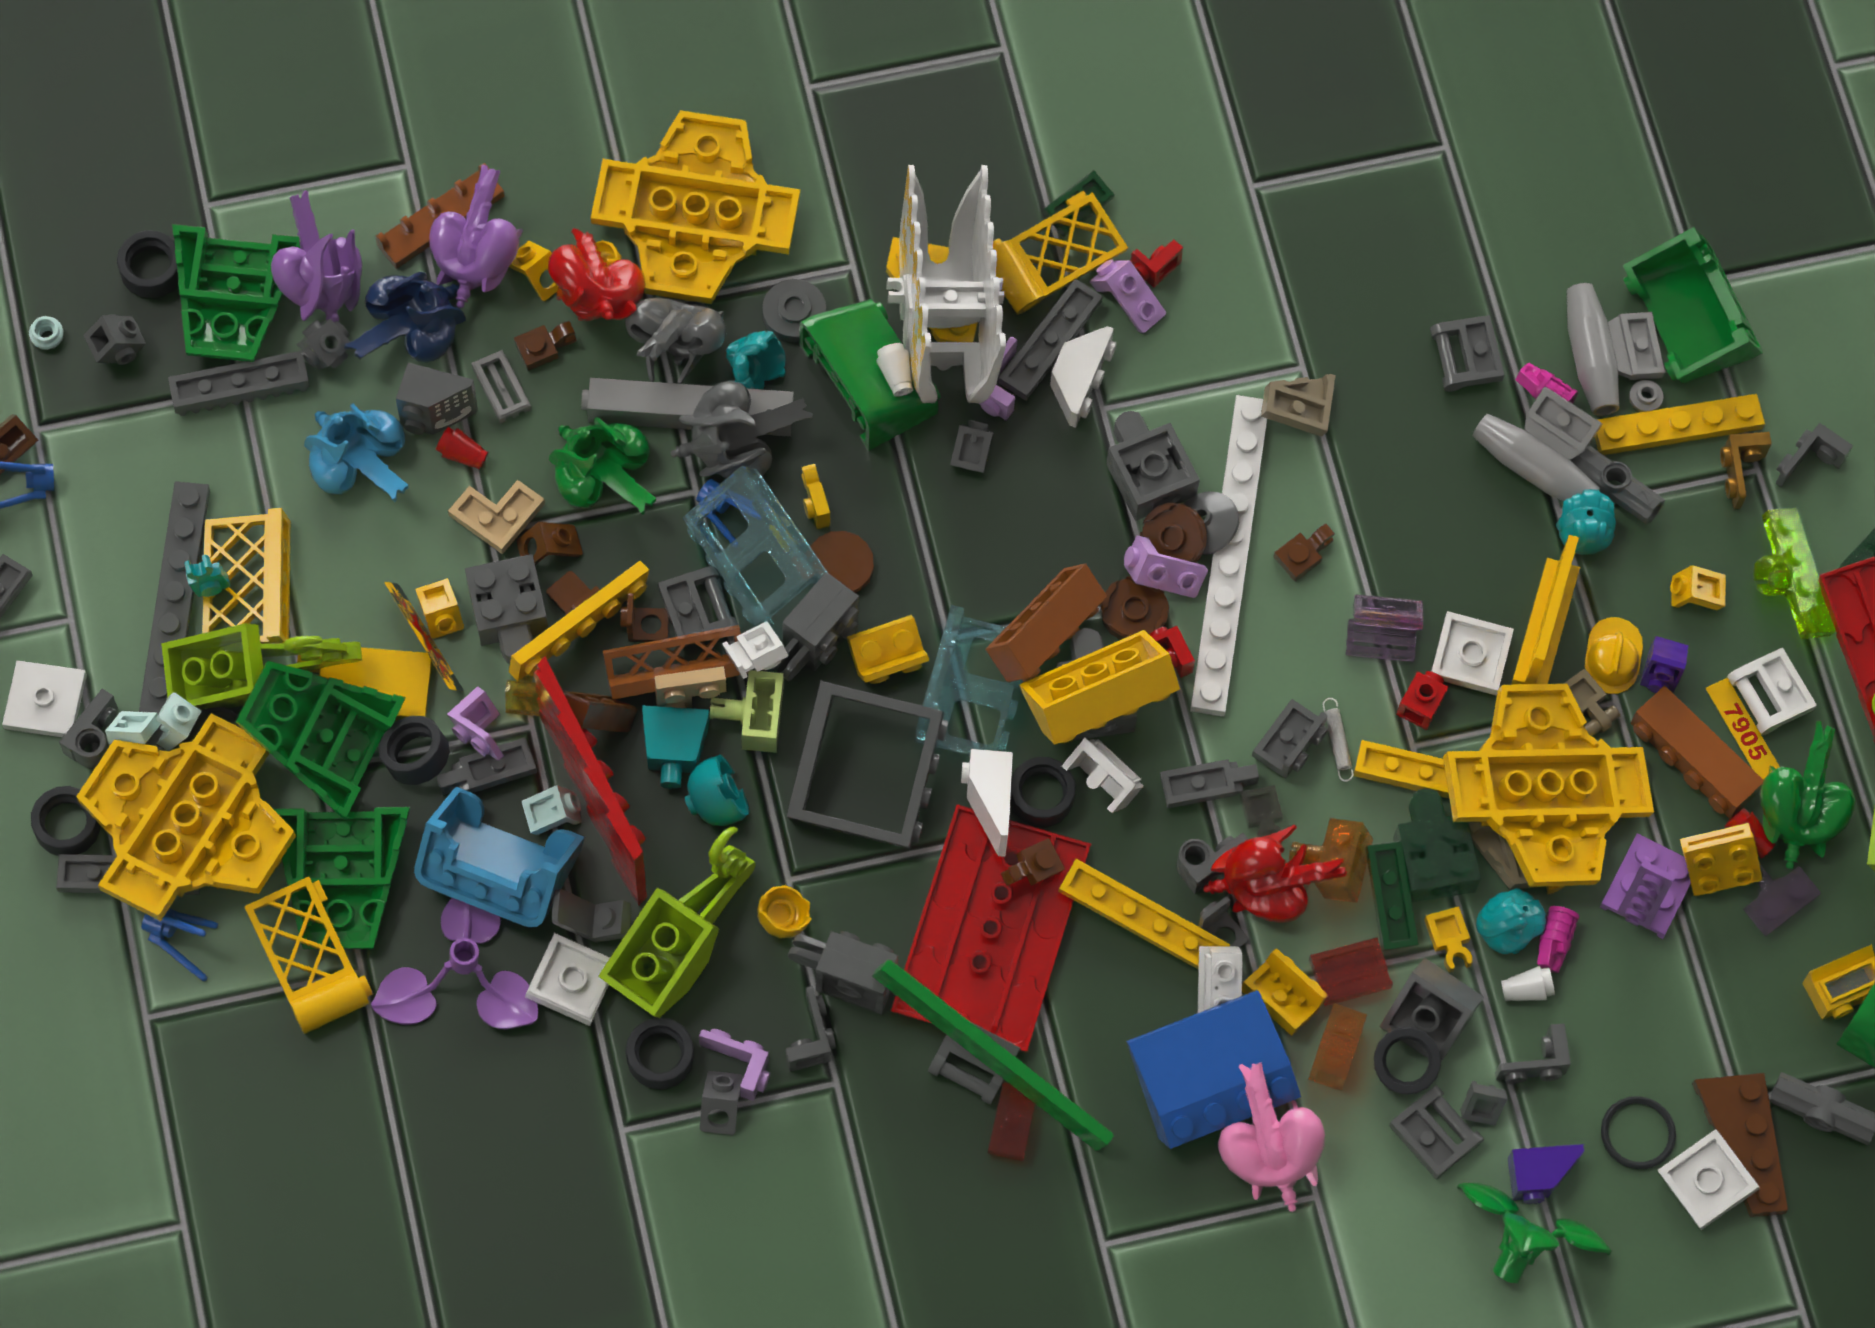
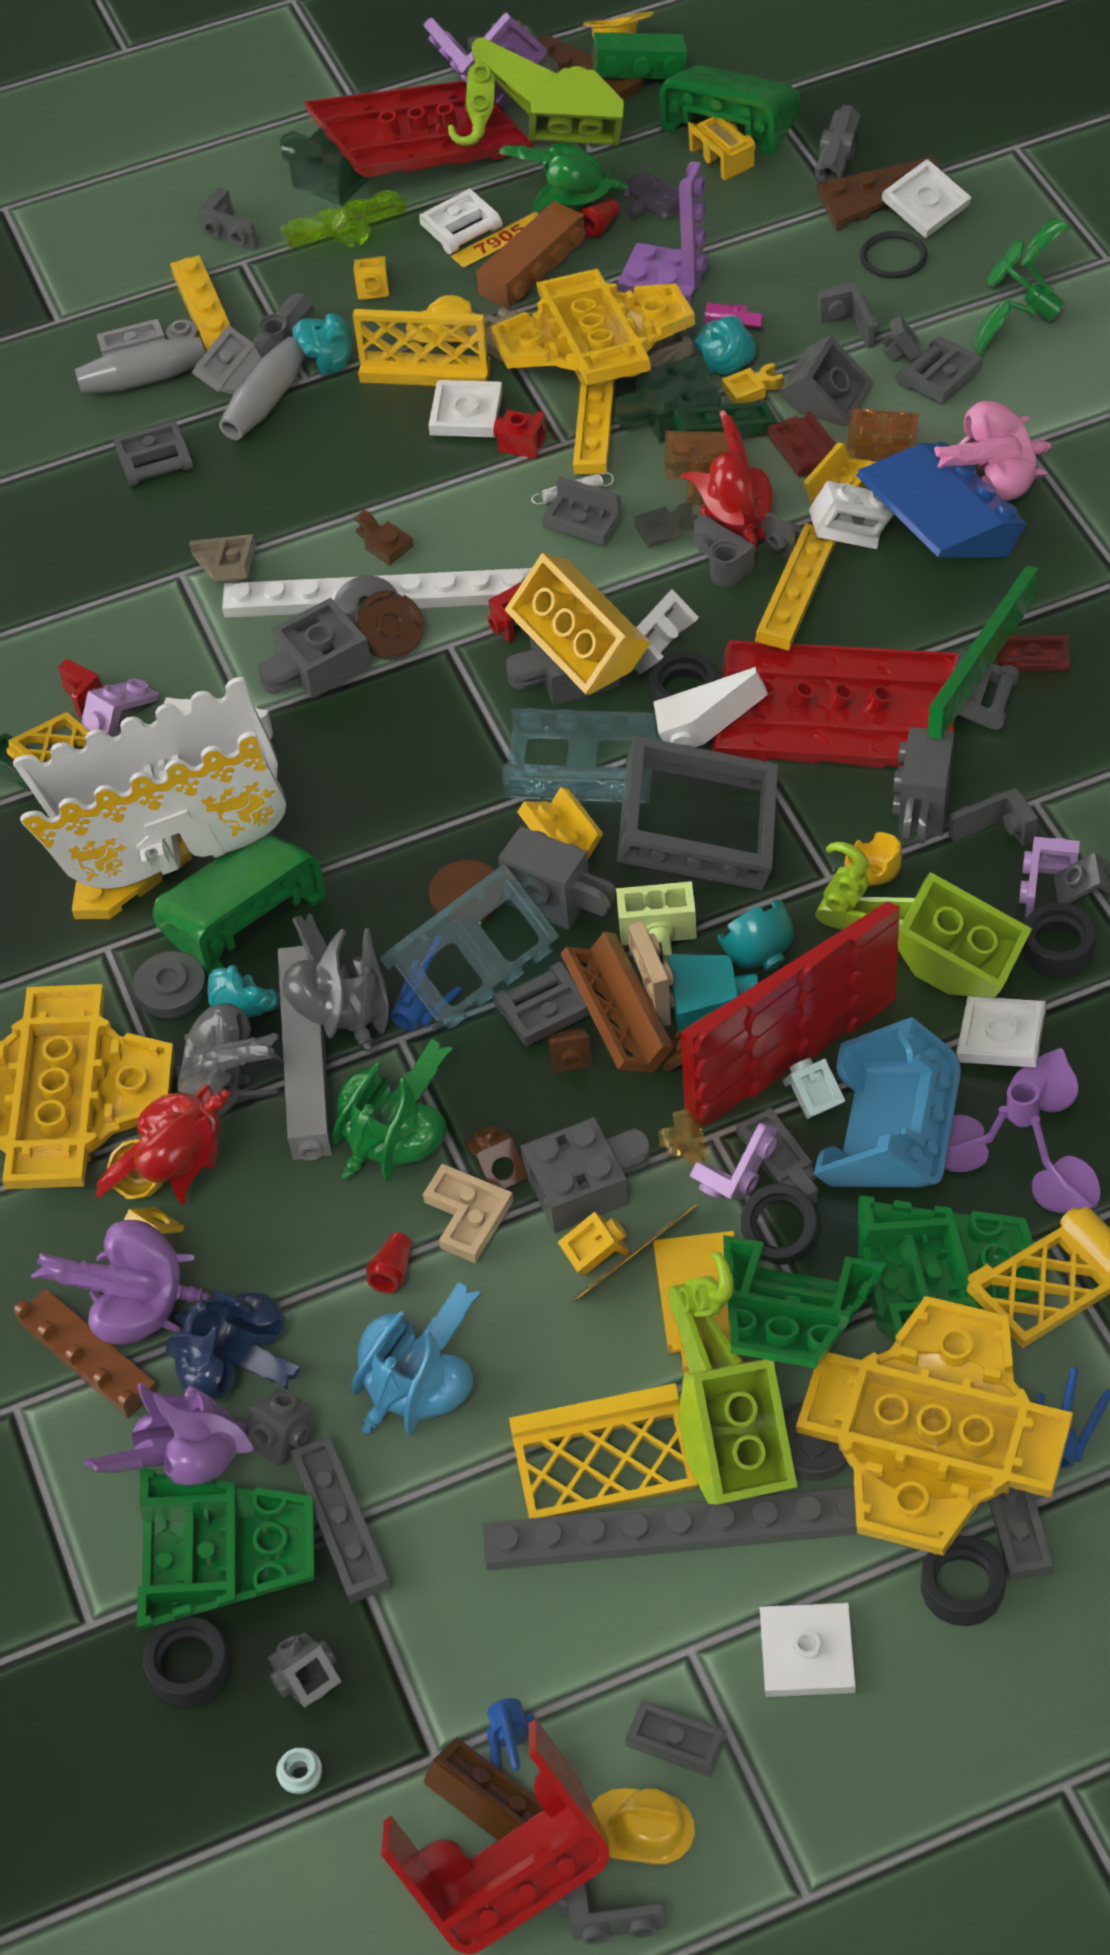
camera: 90 degrees left, 15 degrees down
(88, 730) = (837, 1583): dark grey plate -> none
(132, 727) = (833, 1519): light aqua bracket -> none
(177, 721) = (816, 1466): light aqua bracket -> none
(206, 578) = (617, 1480): teal plate -> none
(433, 399) = (339, 1291): dark grey slope -> none
(511, 410) = (304, 1250): light grey tile -> none
(540, 347) = (244, 1215): reddish brown plate -> none
(570, 592) = (558, 1110): reddish brown bracket -> none
(579, 621) = (591, 1091): yellow plate -> none
(590, 920) = (930, 1009): dark grey bracket -> none
(756, 649) = (595, 914): white plate -> none
(816, 503) = (397, 919): yellow plate -> none
(895, 366) = (246, 843): white cone -> none
(972, 446) = (312, 799): dark grey bracket -> none
(1035, 863) = (770, 664): reddish brown plate -> none
(1046, 623) = (510, 689): dark orange brick -> none
(1133, 608) = (468, 653): reddish brown tile -> none
(1162, 571) = (425, 633): lavender bracket -> none
(1206, 782) = (642, 568): dark grey hinge -> none
(1376, 652) = (463, 456): clear purple tile -> none
(1388, 612) = (441, 466): clear purple tile -> none
(1388, 1079) = (886, 372): black tyre -> none
(1529, 985) = (780, 326): white cone -> none
(1535, 379) = (183, 395): dark pink hinge -> none
(1540, 1170) = (953, 297): dark purple slope -> none
(1664, 664) = (453, 272): dark purple slope -> none
(1692, 307) = (91, 303): green windscreen -> none
(1721, 859) = (630, 216): yellow bracket -> none
(1750, 448) = (248, 264): pearl gold bracket -> none

